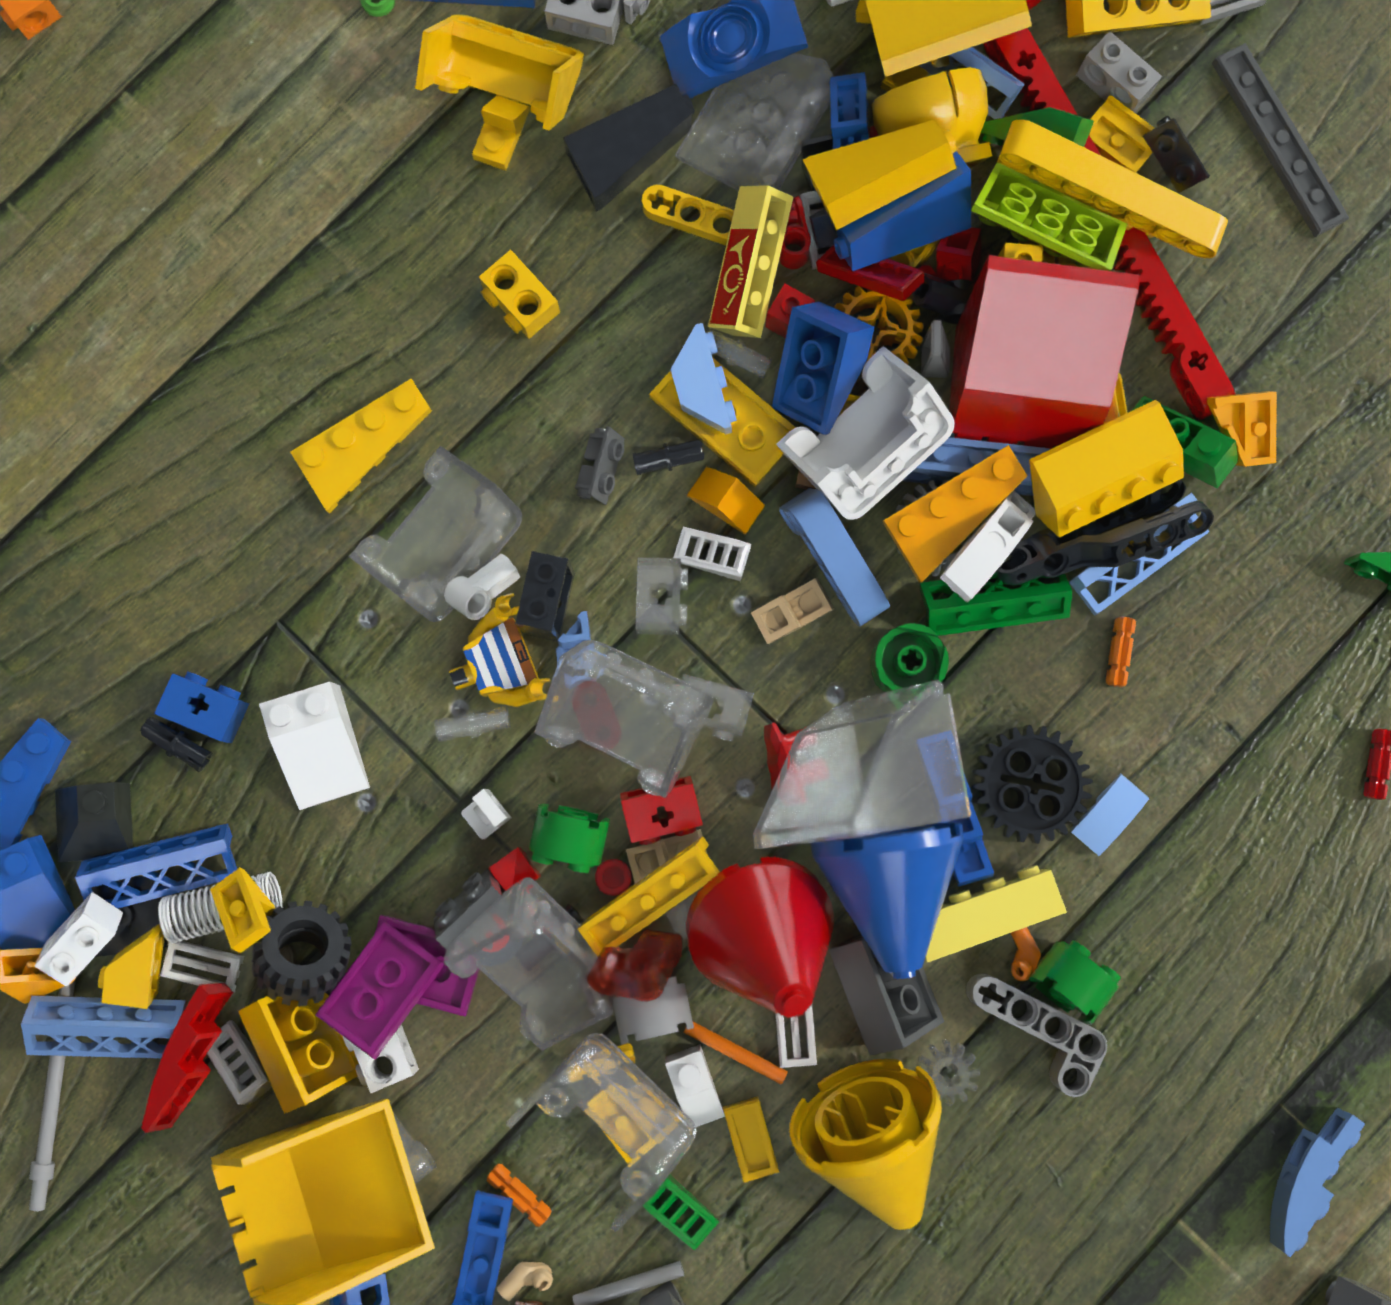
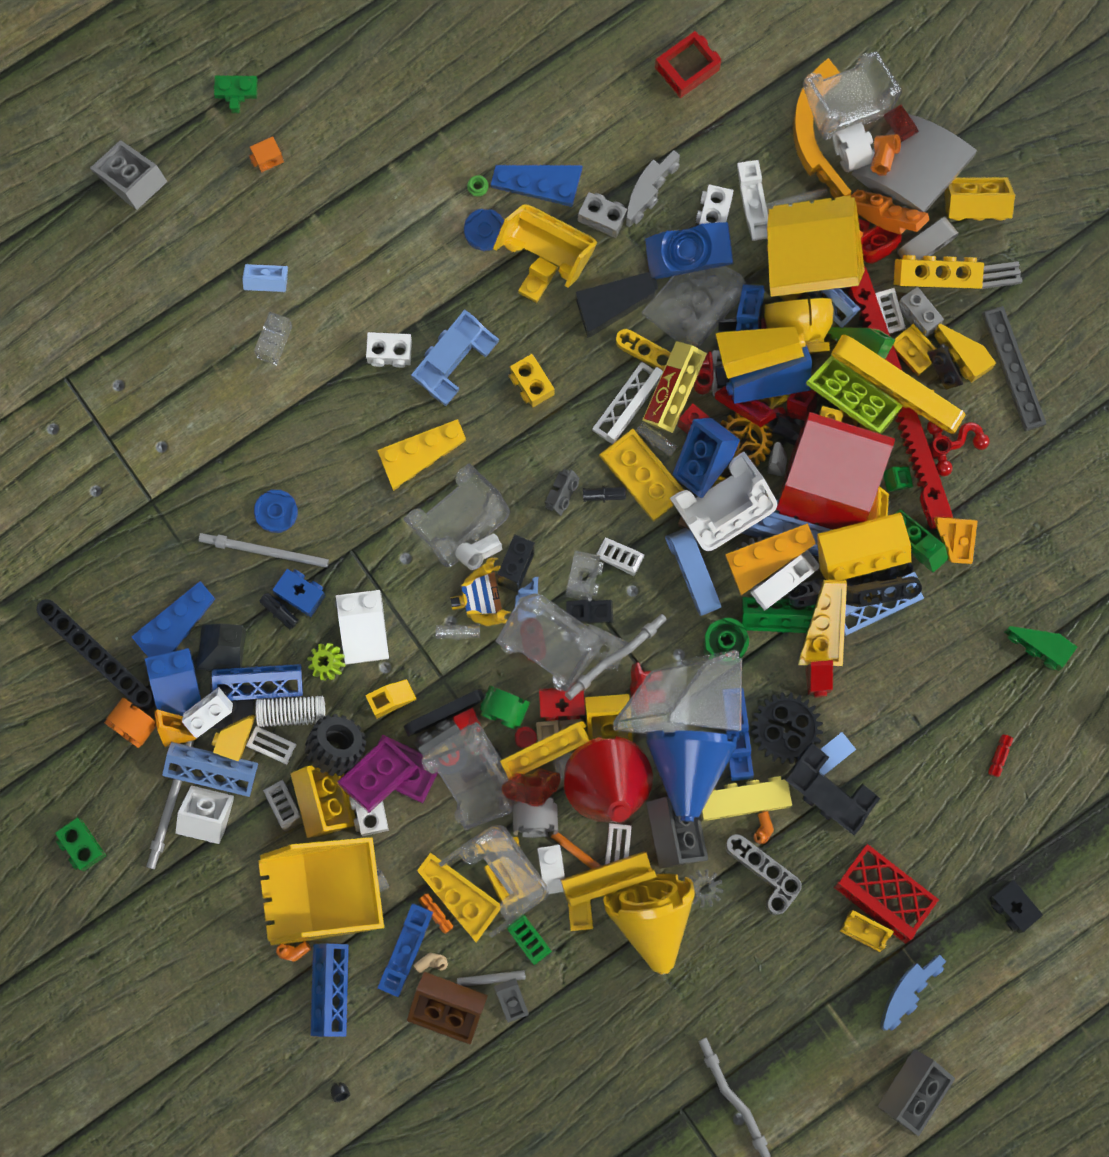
camera: 10 degrees right, 5 degrees down
(61, 207) = (265, 278): none -> light blue slope
(66, 647) = (221, 542): none -> light grey bar
(88, 300) = (273, 338): none -> clear brick
(106, 1104) = (204, 814): none -> white slope
(144, 580) = (275, 511): none -> blue tile
(182, 1061) = (251, 801): red slope -> none
(242, 909) = (308, 710): yellow slope -> none
(253, 815) = (334, 661): none -> lime gear
(280, 275) = (389, 343): none -> white brick
(377, 273) = (449, 352): none -> medium blue bracket
(380, 855) = (390, 698): none -> yellow slope
(394, 67) = (483, 229): none -> blue tile
(473, 861) = (444, 712): none -> black beam
(485, 814) = (456, 685): white bracket -> none
(555, 1160) = (465, 901): none -> yellow wing
(681, 651) = (591, 611): none -> black slope
(690, 304) = (634, 406): none -> white fence
(692, 773) = (584, 681): none -> light grey bar
(701, 382) = (631, 453): light blue slope -> none
(726, 499) = (634, 525): light orange slope -> none
(730, 822) = (601, 713): none -> yellow slope
(789, 1089) = (607, 878): none -> yellow fence
(792, 611) = (662, 599): tan slope -> none
(1069, 613) = (827, 626): none -> yellow wing
(1071, 694) = (819, 678): none -> red slope
(1072, 67) = (895, 309): none -> white slope
(1075, 981) = (789, 846): green brick -> none
(1120, 651) = (856, 660): orange axle -> none
(1132, 894) = (832, 800): none -> black bracket
(1137, 348) = (897, 478): none -> green slope
(1210, 128) = (968, 354): none -> yellow slope
(1221, 1092) = (866, 931): none -> yellow hinge
(1237, 1055) = (878, 910): none -> red fence
(1250, 266) = (944, 467): none -> red piece

